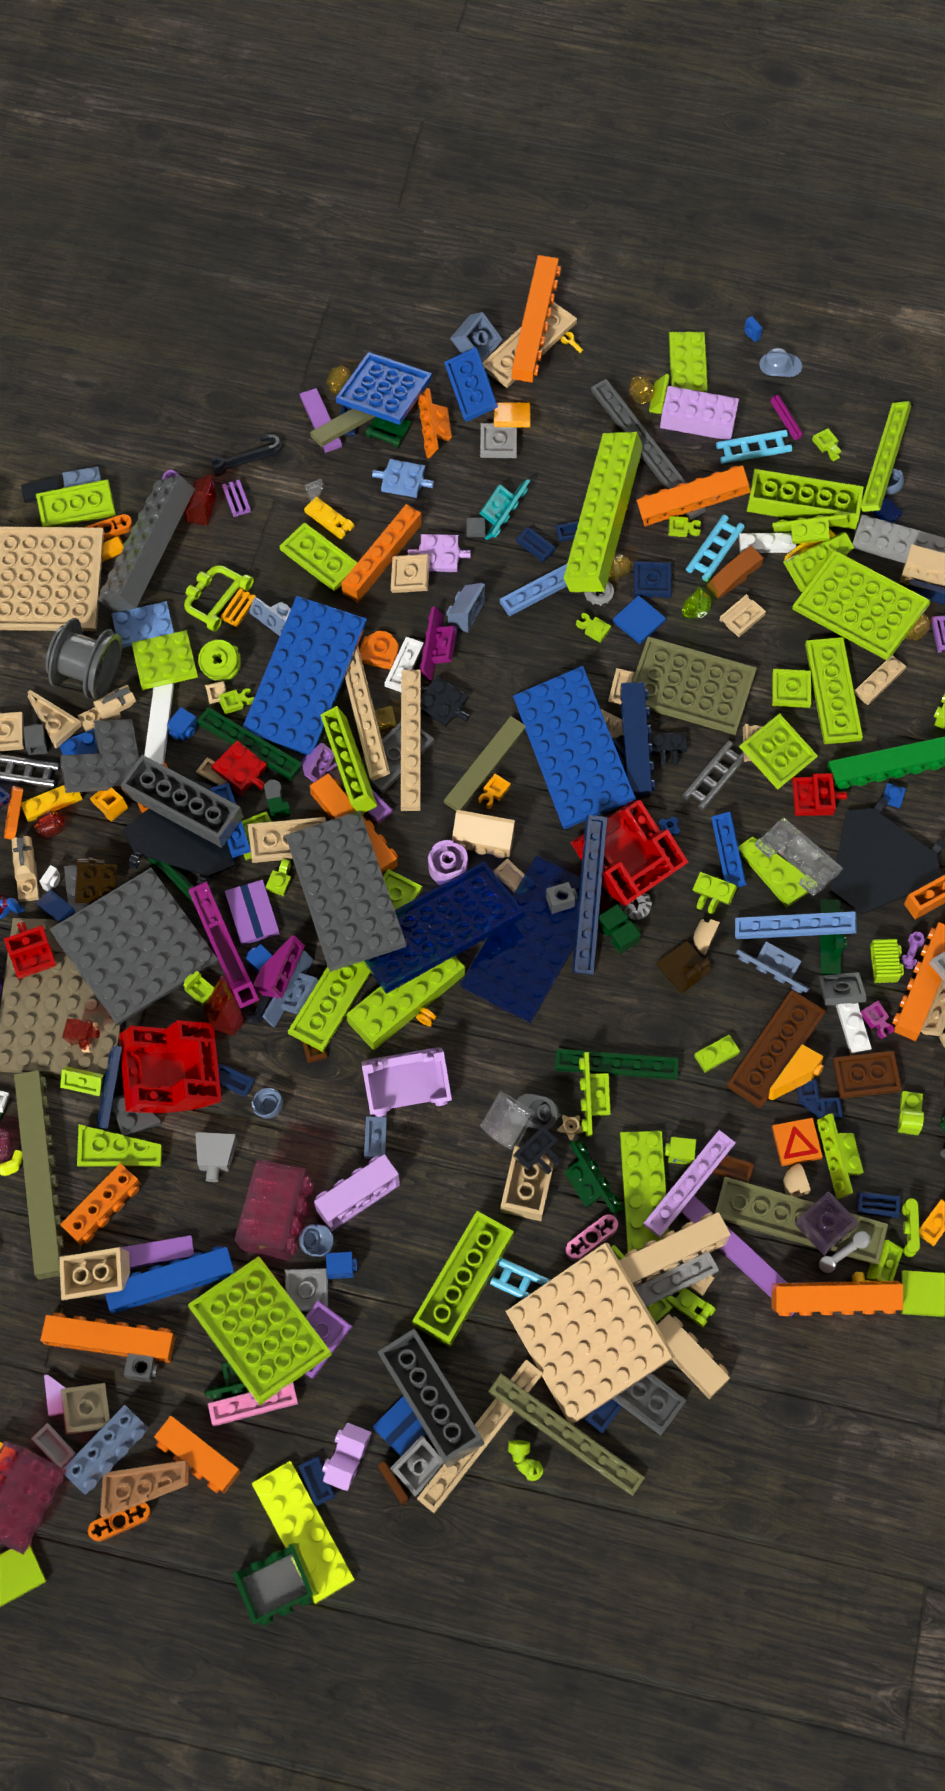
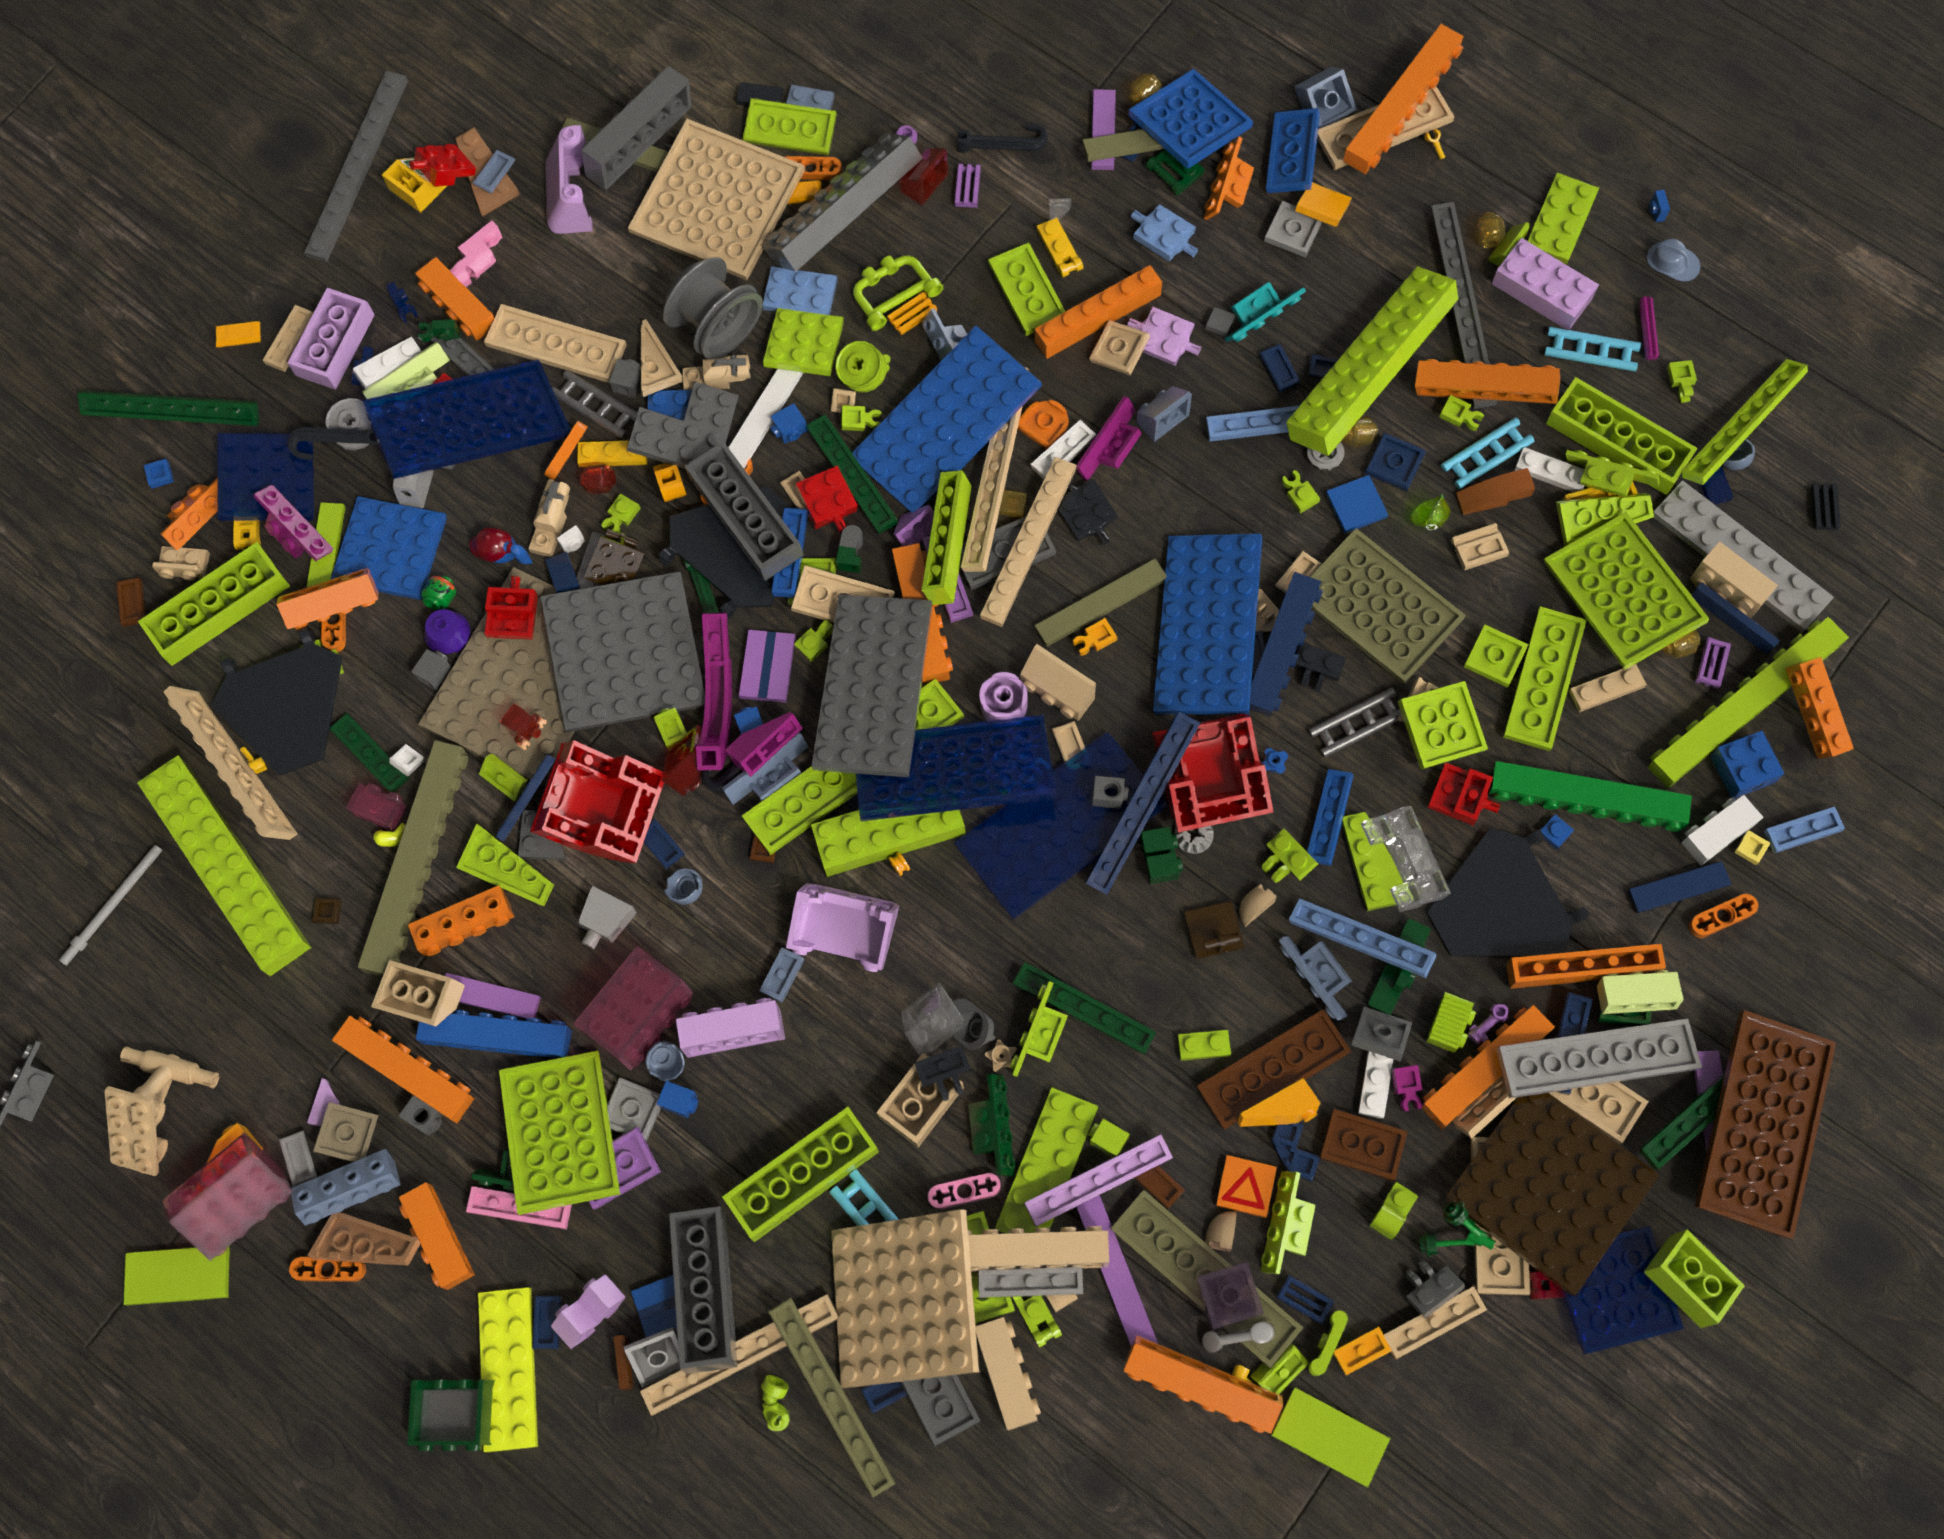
camera: 30 degrees right, 5 degrees up
(79, 842) = (621, 511): none -> lime plate

